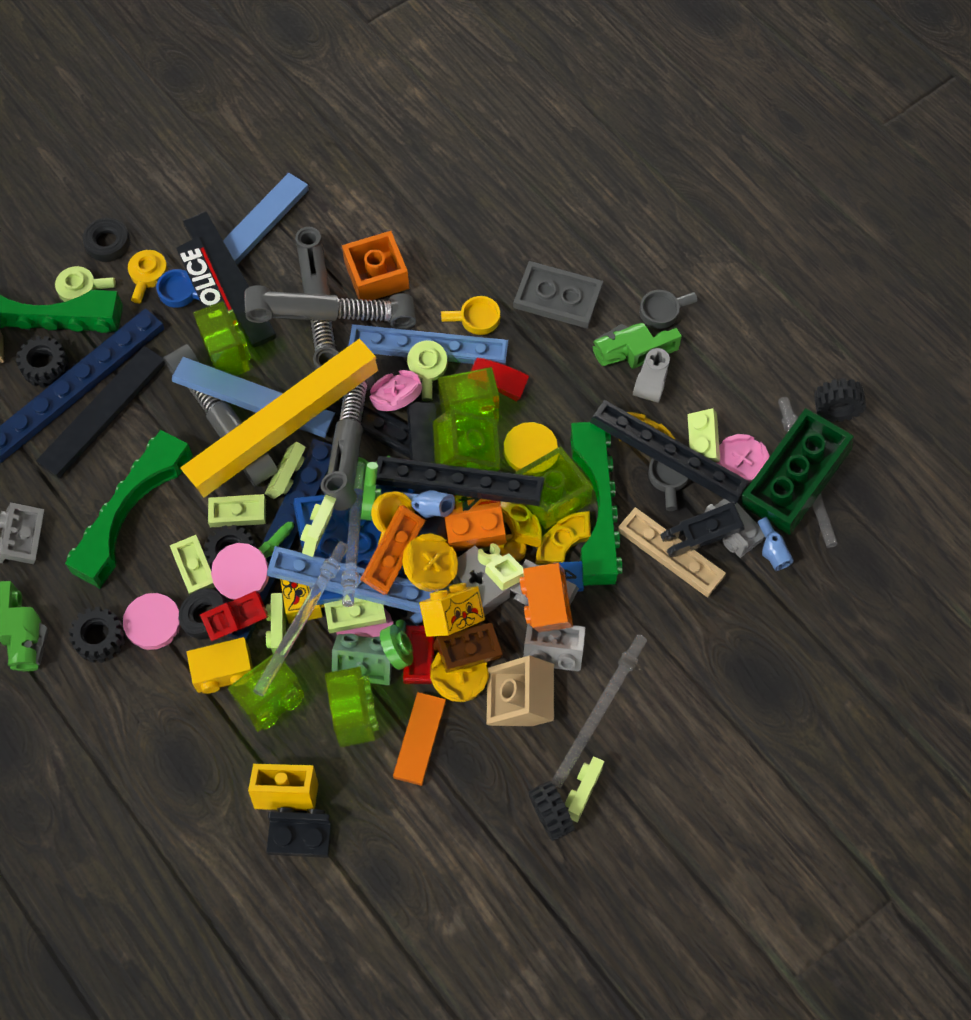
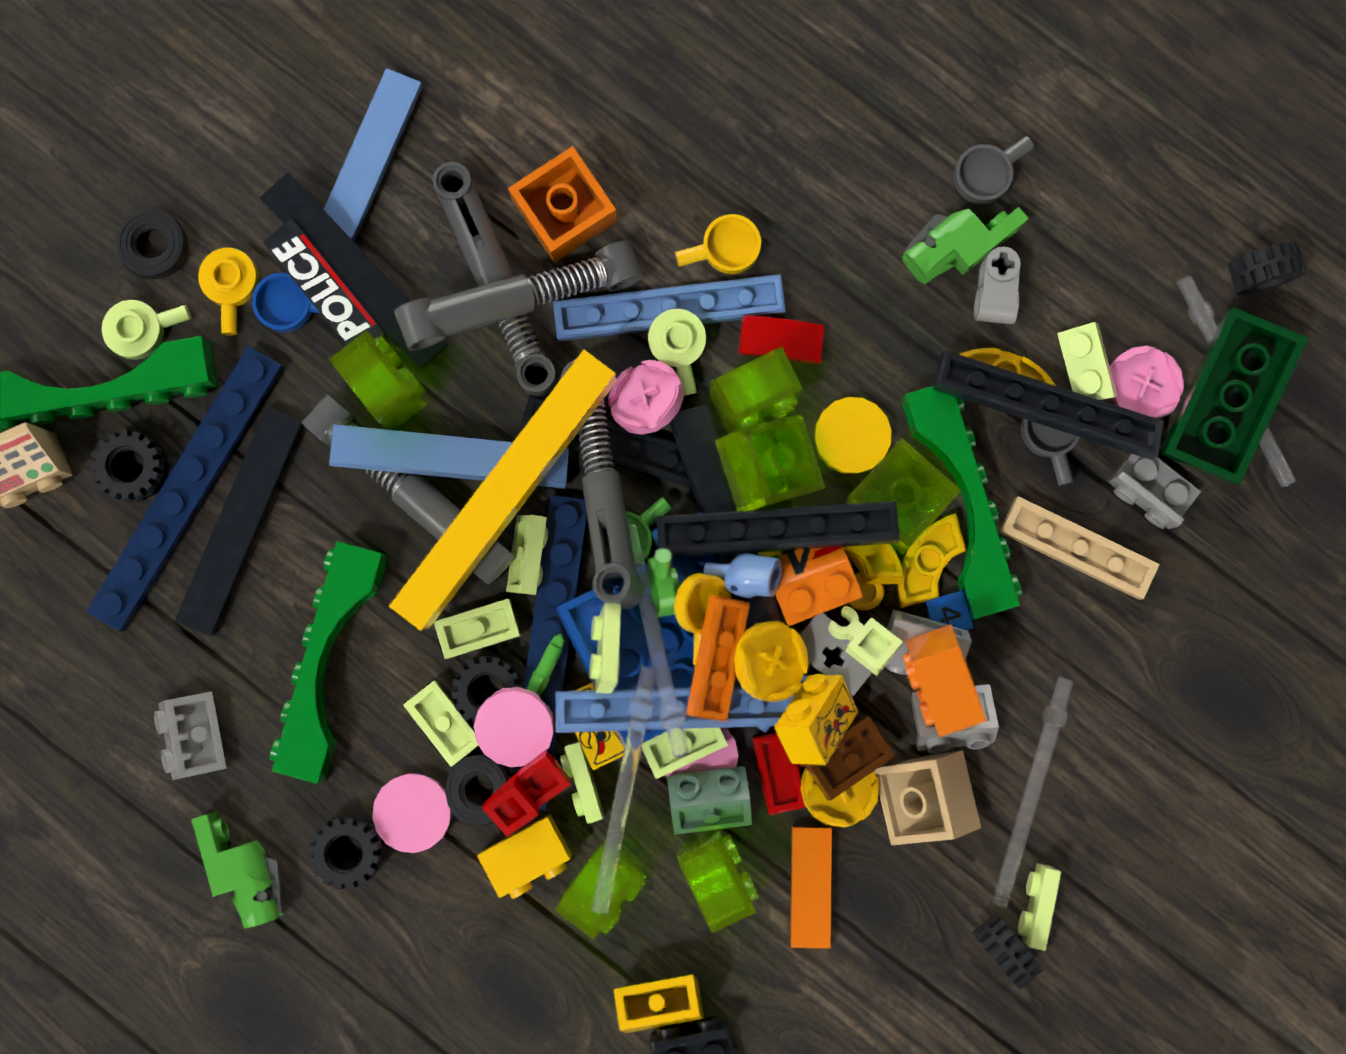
camera: 15 degrees left, 20 degrees up
(397, 645) = (752, 778): bright green piece -> none
(558, 294) = (834, 183): dark grey plate -> none
(704, 529) = (1126, 515): black hinge -> none
(774, 546) = (1216, 509): medium blue piece -> none

